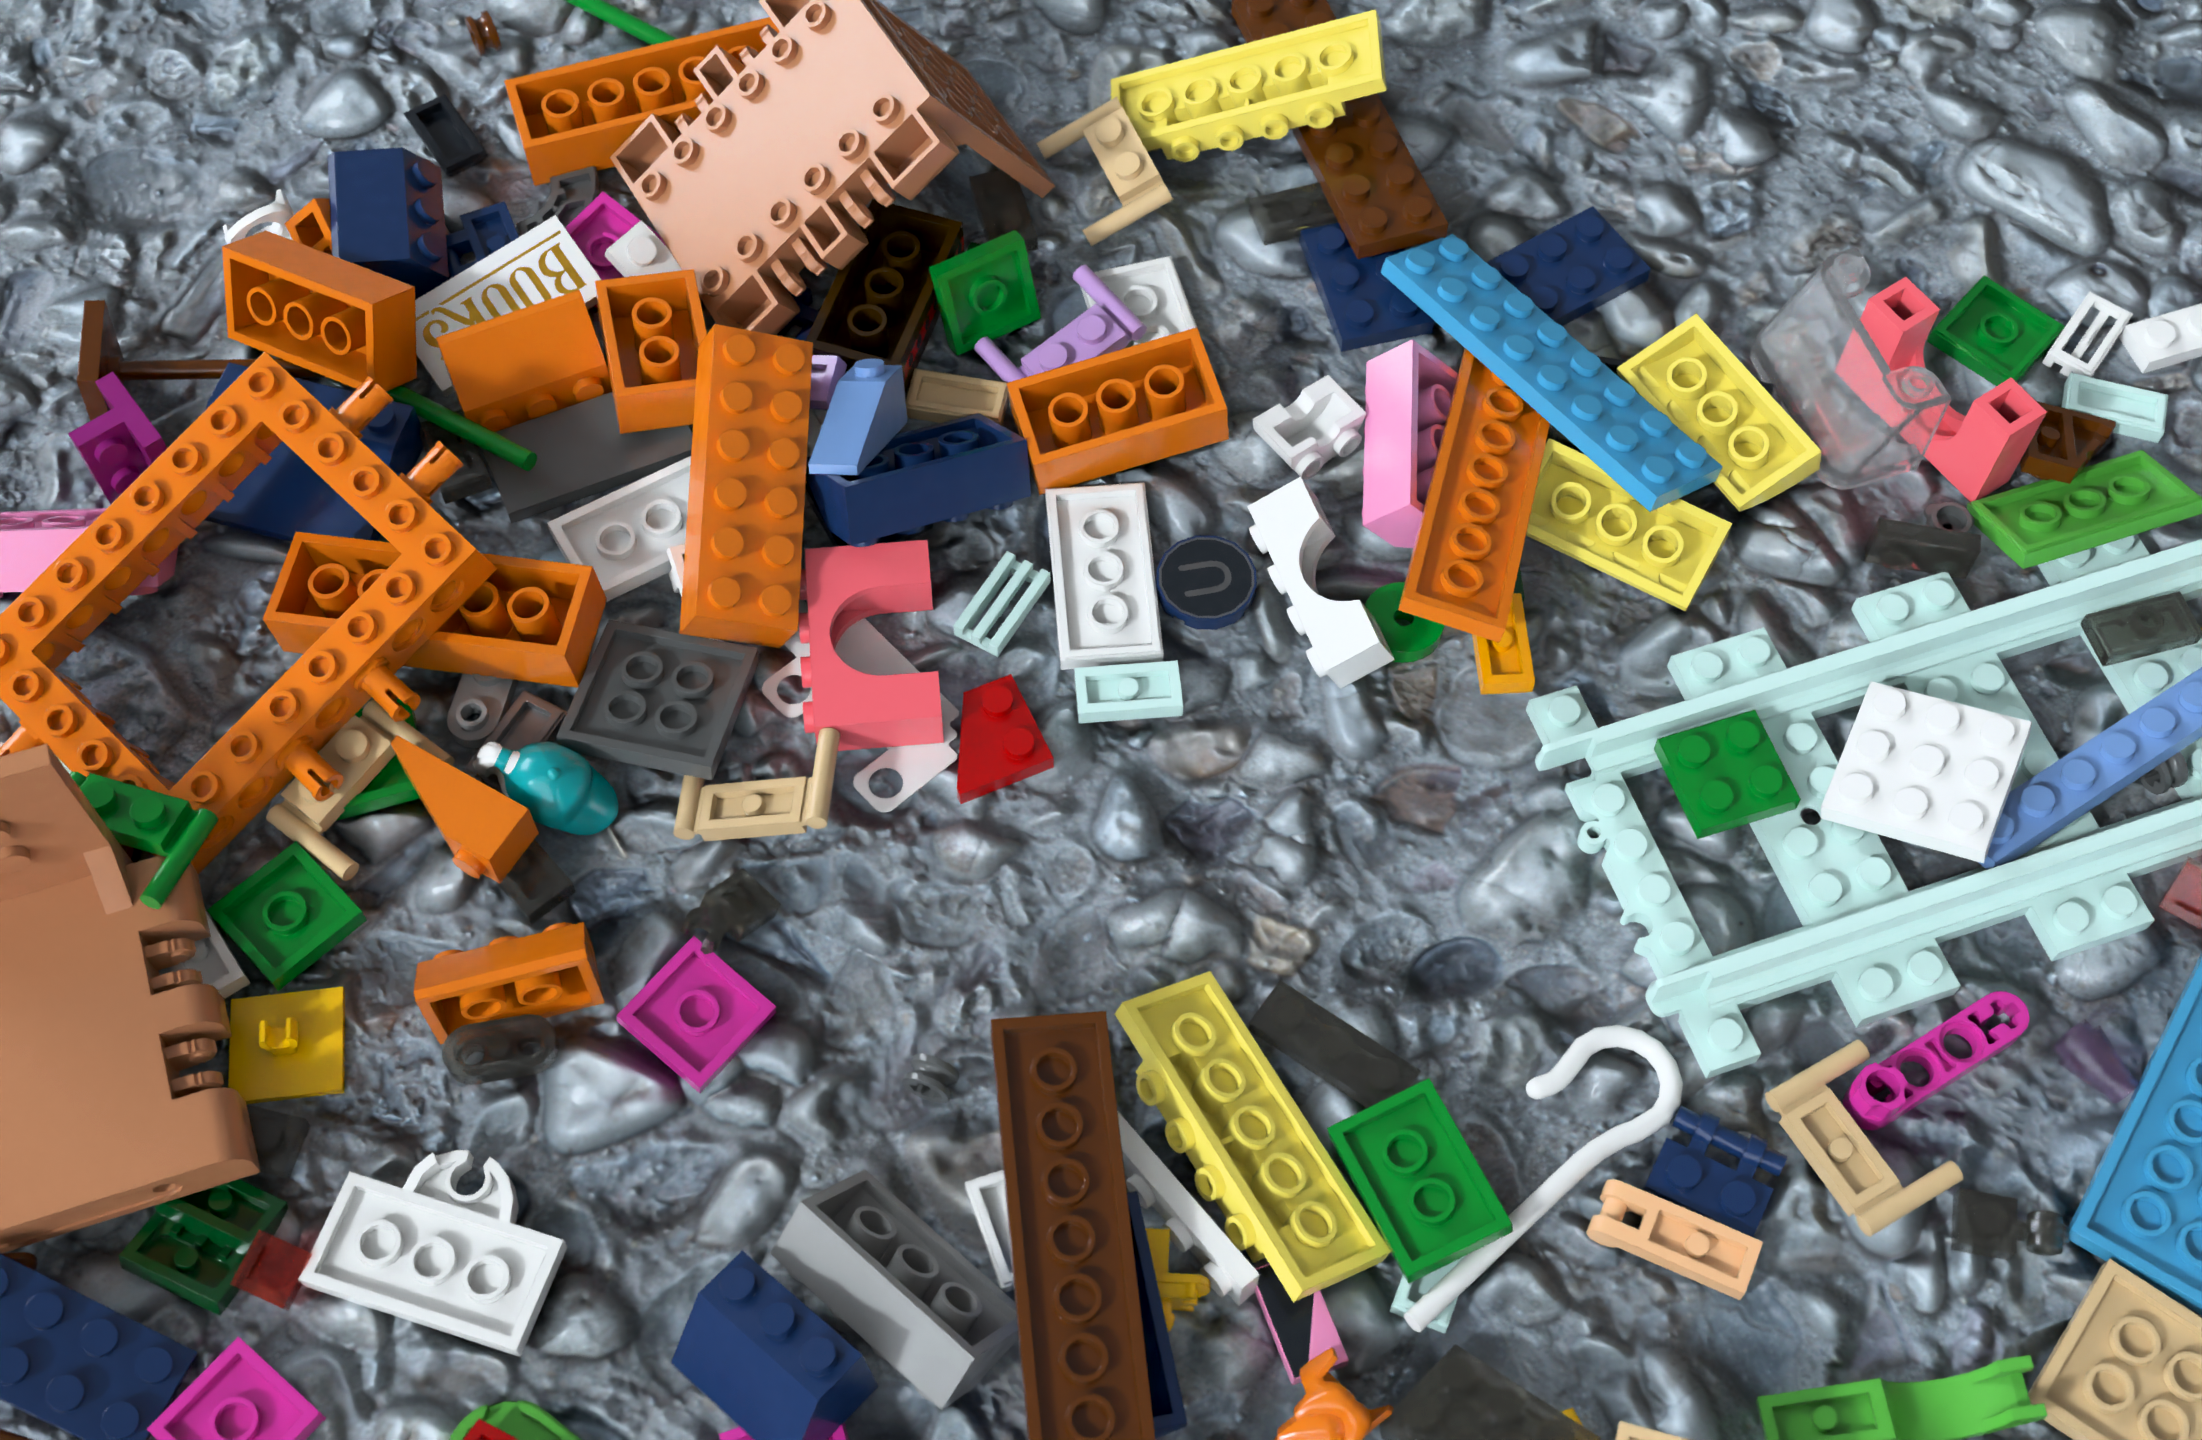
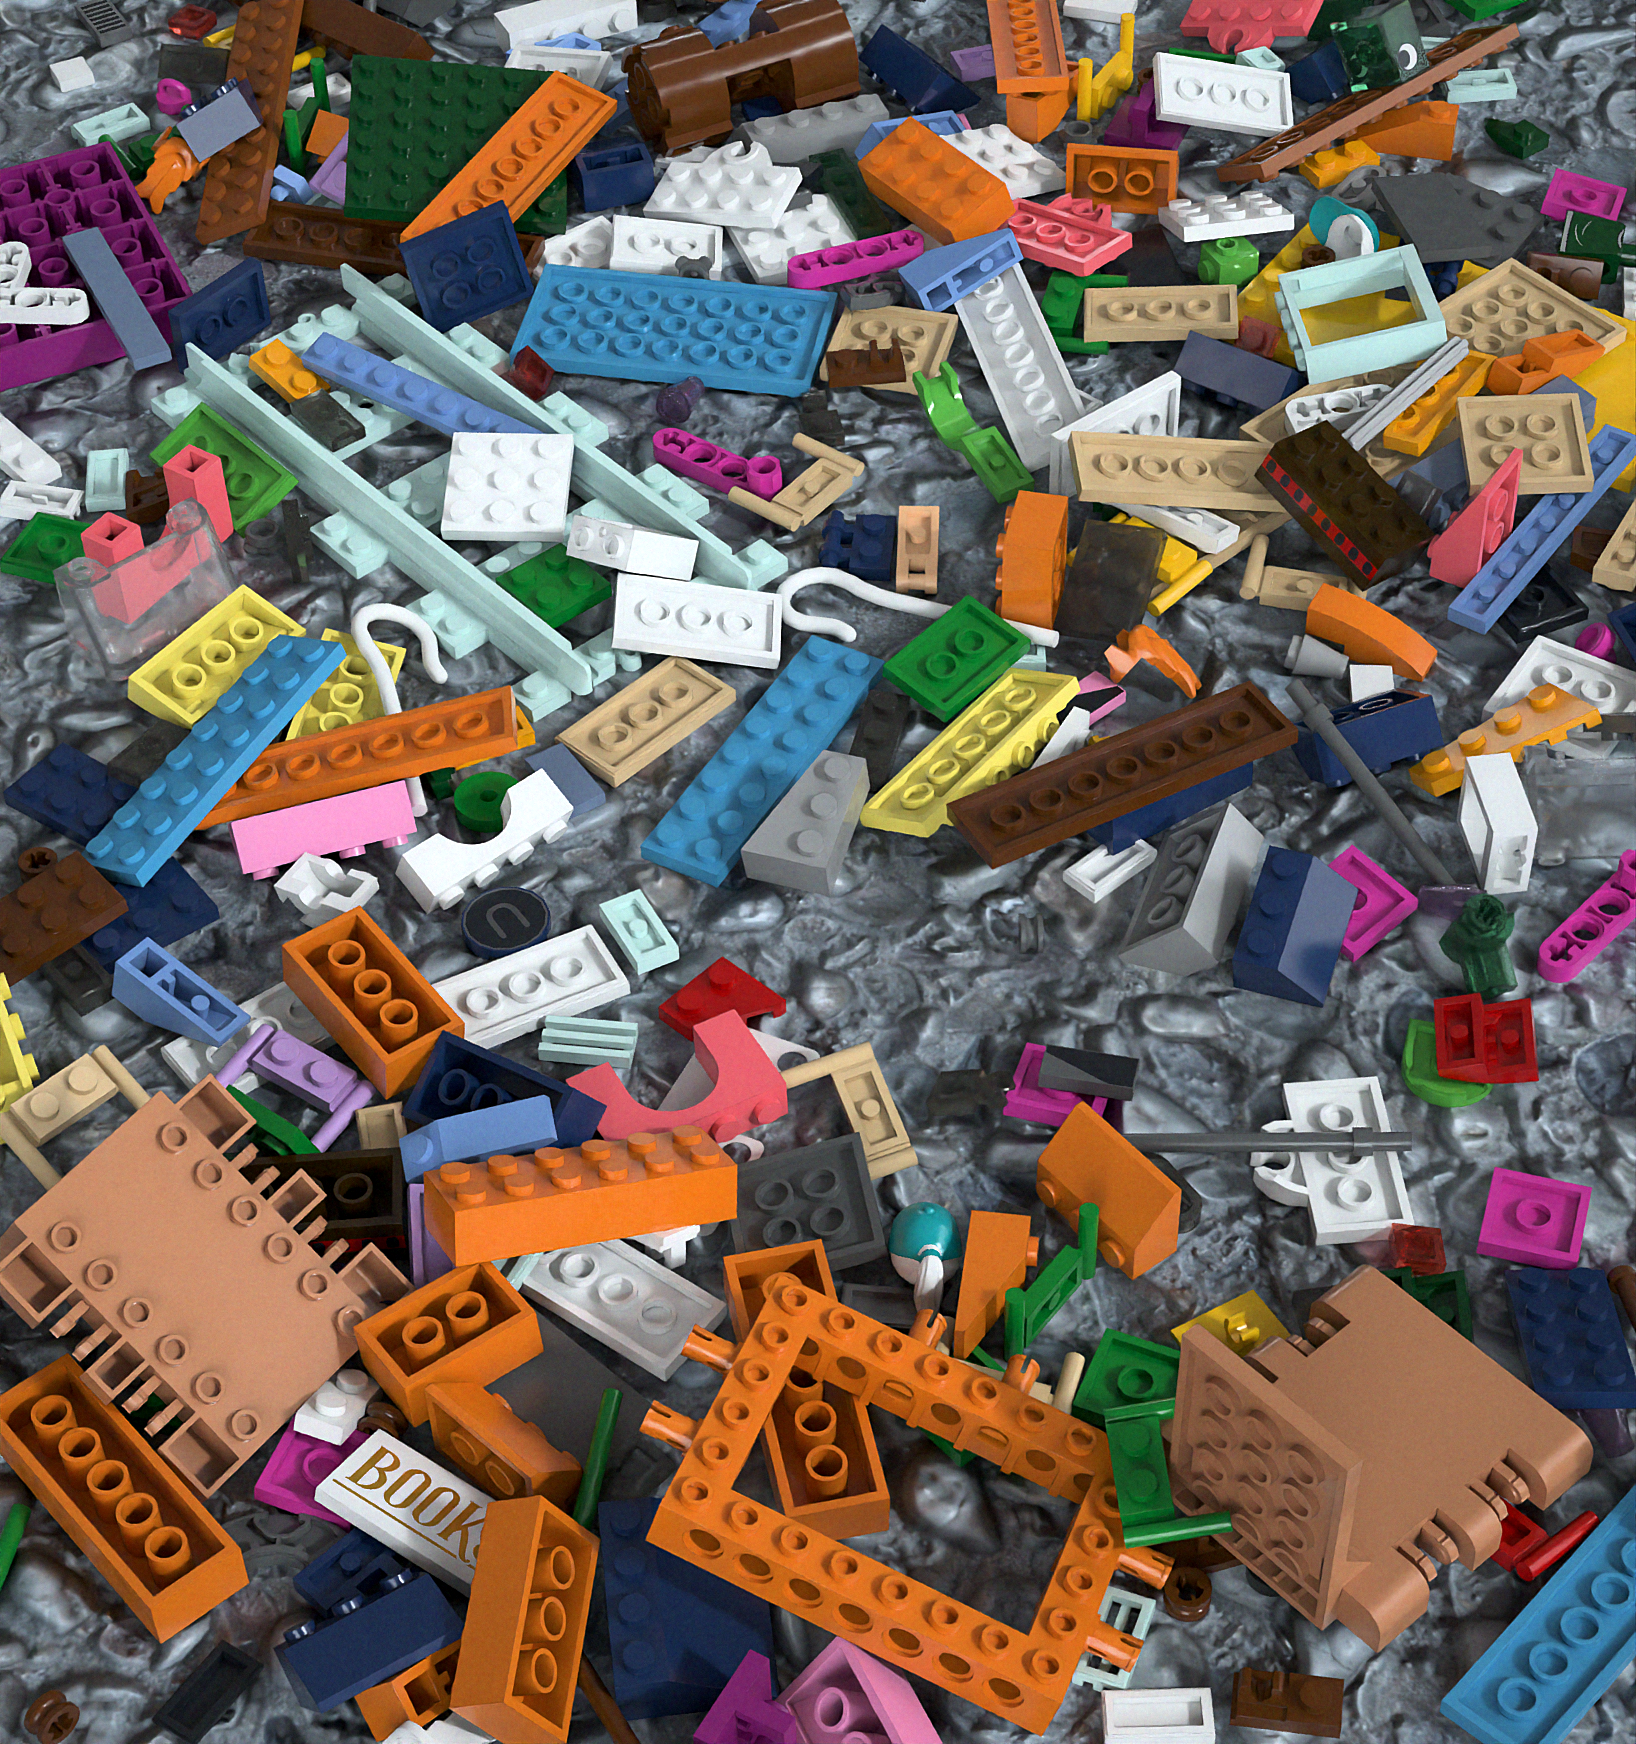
camera: 110 degrees left, 15 degrees down
(425, 1266) = (1360, 1142): none -> dark grey bar
(430, 854) = (1055, 1283): none -> green plate
(682, 1035) = (1089, 1072): none -> tile
(1186, 900) = (811, 826): none -> light grey wedge
(1212, 267) = (174, 996): none -> medium blue slope
(1363, 926) = (762, 760): none -> dark azure plate
(1404, 702) = (569, 778): none -> sand blue tile
(1470, 207) = (33, 858): none -> reddish brown bush
(1478, 820) = (646, 719): none -> tan tile
(1524, 1314) = (1032, 559): none -> orange brick
(1587, 322) = (146, 753): none -> clear smoke plate
(1602, 906) = (697, 621): none -> white plate
(1651, 558) = (383, 675): none -> white piece
(1781, 852) = (632, 548): none -> white window
(2084, 1313) = (865, 367): none -> reddish brown plate

